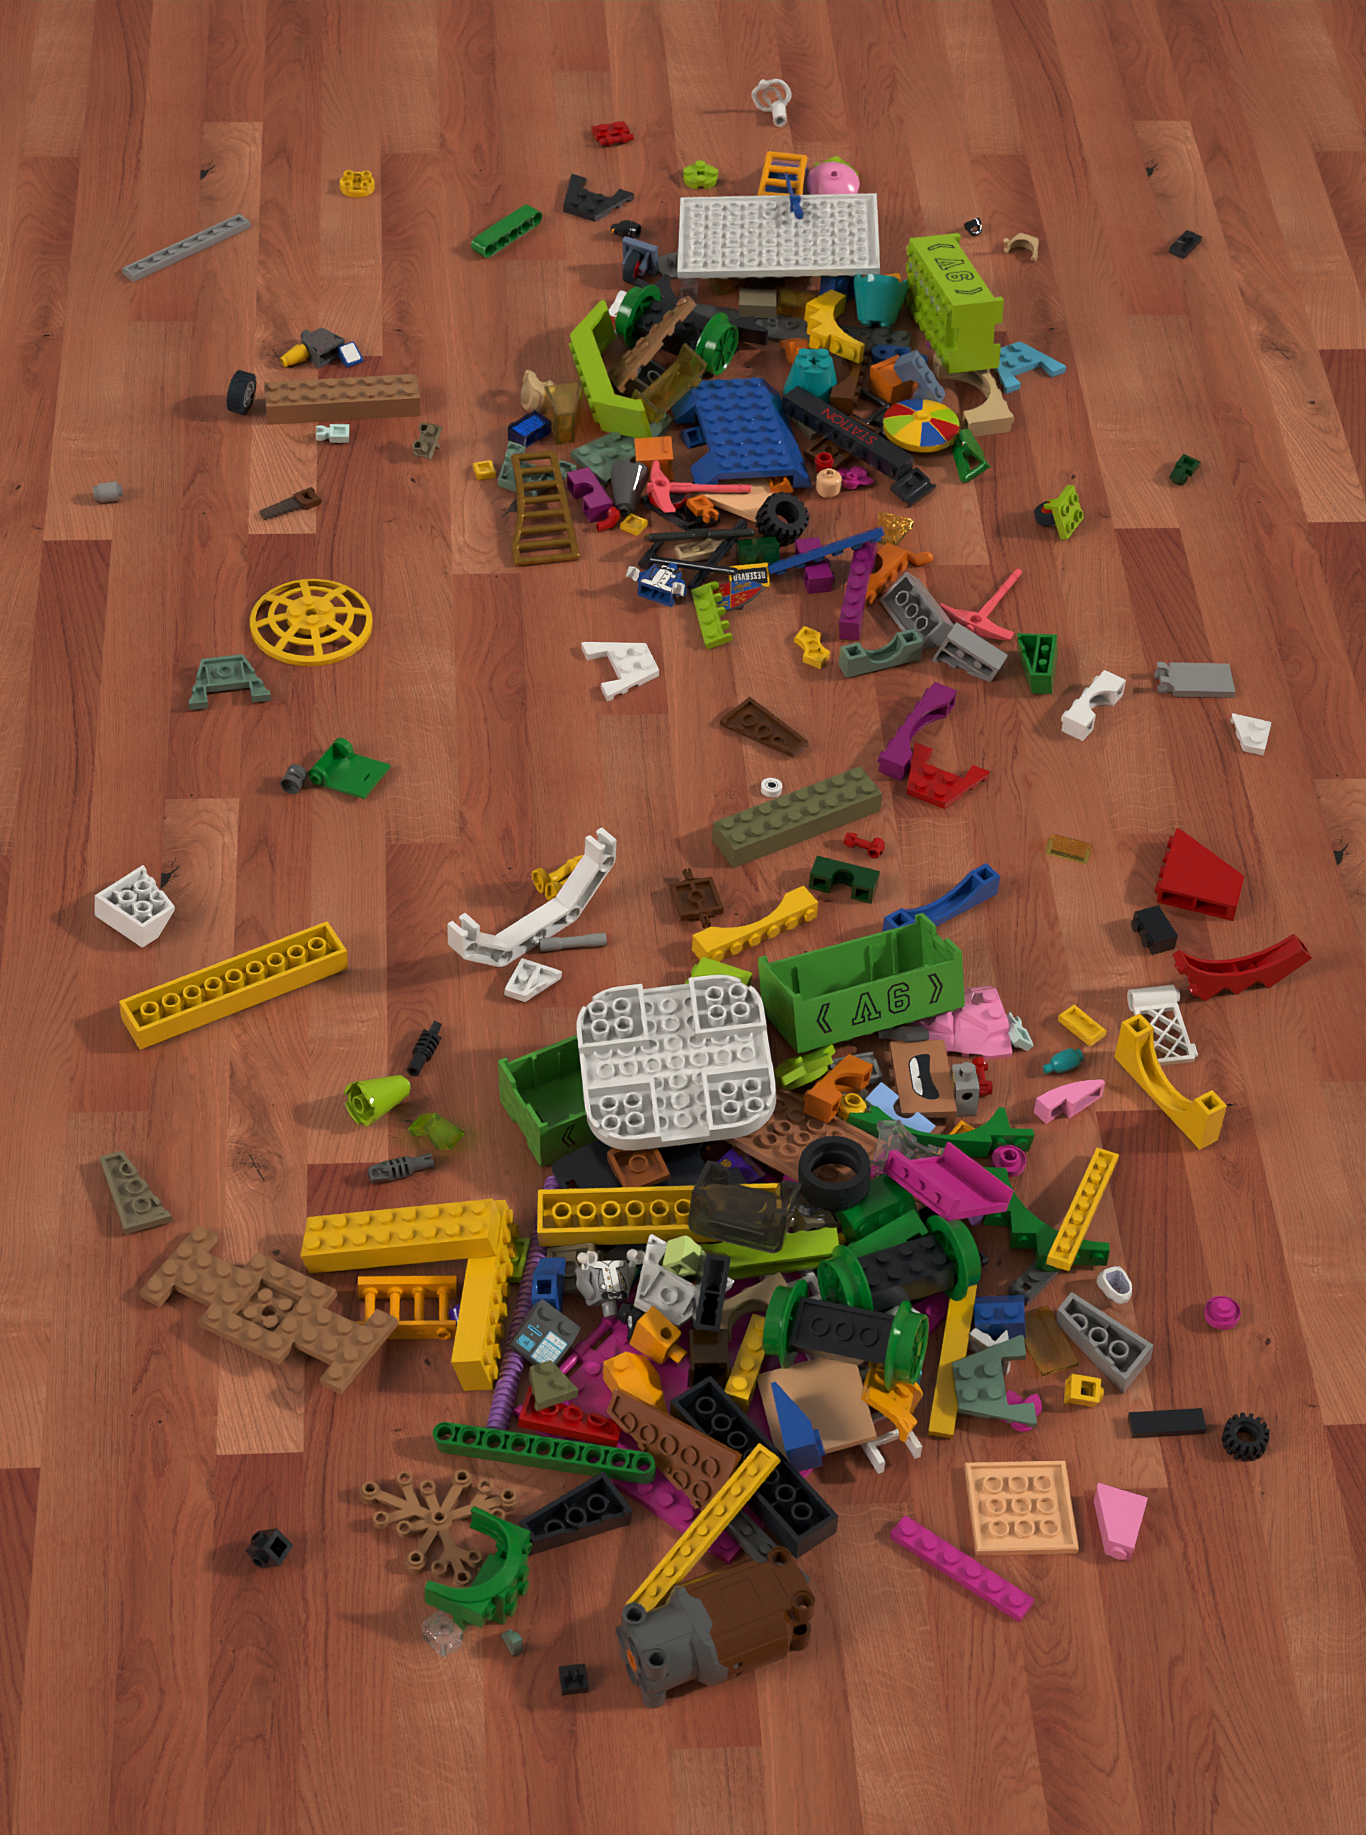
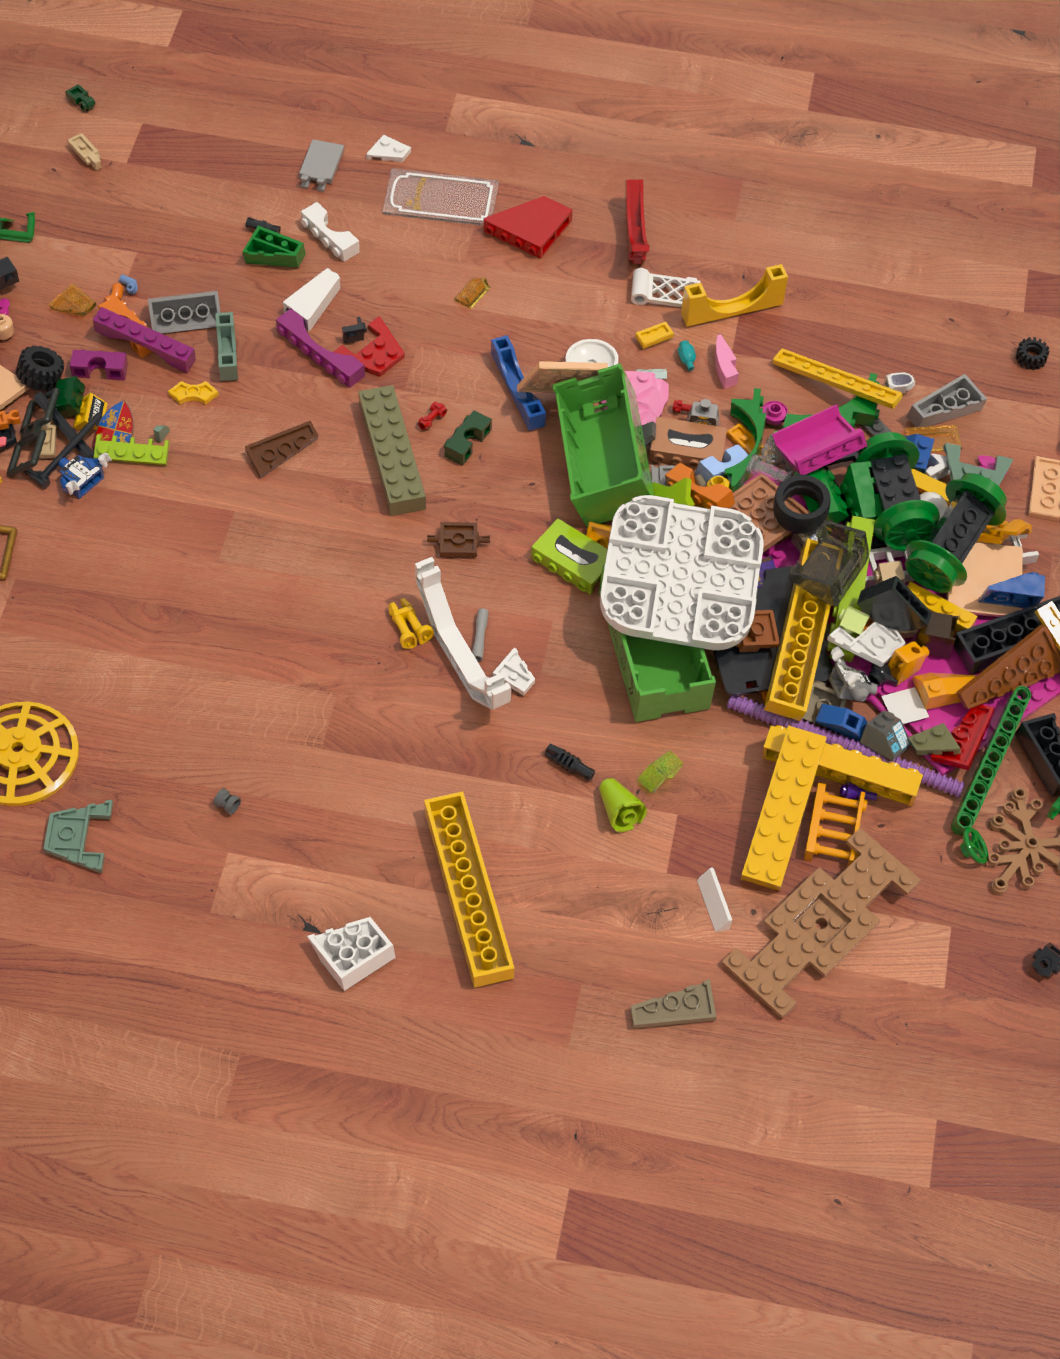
camera: 75 degrees left, 10 degrees up
(278, 1211) = (714, 900): none -> white slope
(346, 771) = (227, 759): green door -> none
(399, 1168) = (692, 805): dark grey hinge -> none
(410, 1444) = (971, 847): none -> green piece
(594, 1351) = (906, 705): none -> white sticker
(630, 661) = (166, 521): white wing -> none
(719, 943) = (490, 479): yellow arch -> none
(745, 632) = (160, 432): none -> sand green tile
(771, 787) = (346, 461): white tile -> none
(817, 554) = (102, 343): blue plate -> none
(912, 487) = (29, 274): black plate -> none
(940, 918) = (548, 373): none -> light nougat tile
(941, 565) = (132, 286): none -> medium blue arm
(954, 756) = (354, 332): none -> black bracket
(970, 653) = (247, 289): light grey wedge -> none
(978, 622) = (206, 278): coral piece -> none
(986, 711) = (314, 297): none -> white slope
(1006, 965) = (592, 352): none -> white dish
(1061, 512) = (102, 189): lime plate -> none
(1073, 650) = (253, 224): none -> black pin
(1090, 1385) = (983, 429): yellow brick -> none
(1108, 490) = (85, 150): none -> tan hinge
(1154, 929) = (574, 265): black brick -> none
(1167, 1423) = (1012, 392): black tile -> none
(1205, 793) = (440, 197): none -> clear piece
(1222, 1312) = (929, 334): dark pink plate -> none

